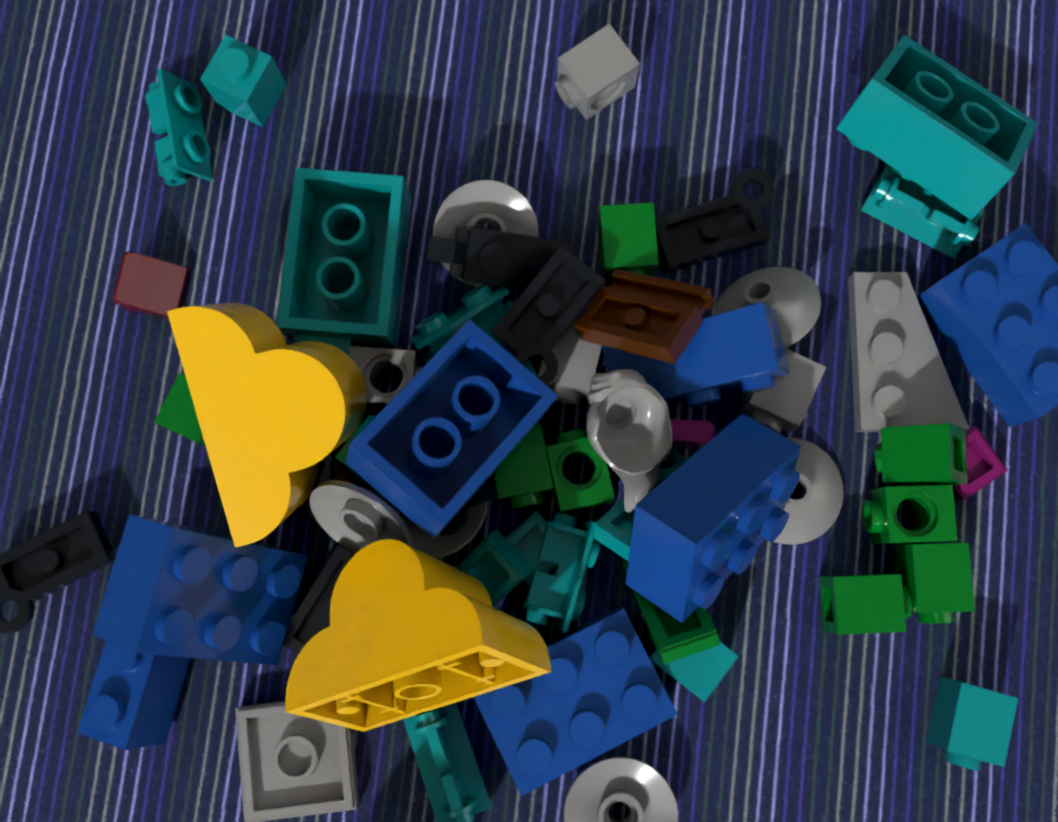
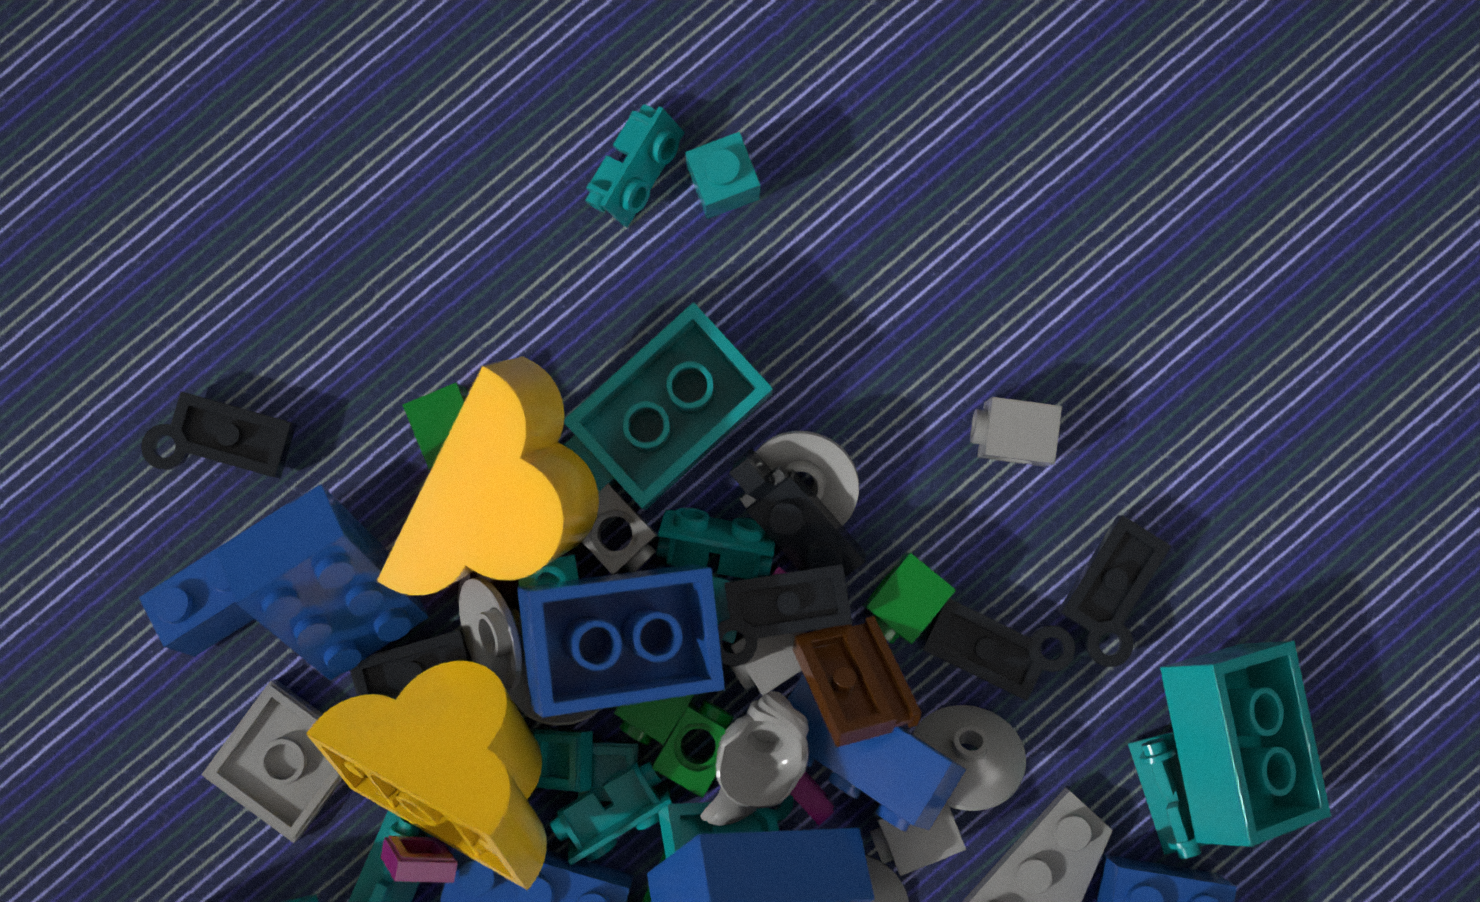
camera: 40 degrees right, 5 degrees up
(150, 285) = (498, 279): dark red slope -> none
(453, 729) = (418, 859): none -> magenta tile
(753, 116) = (1113, 586): none -> black hinge

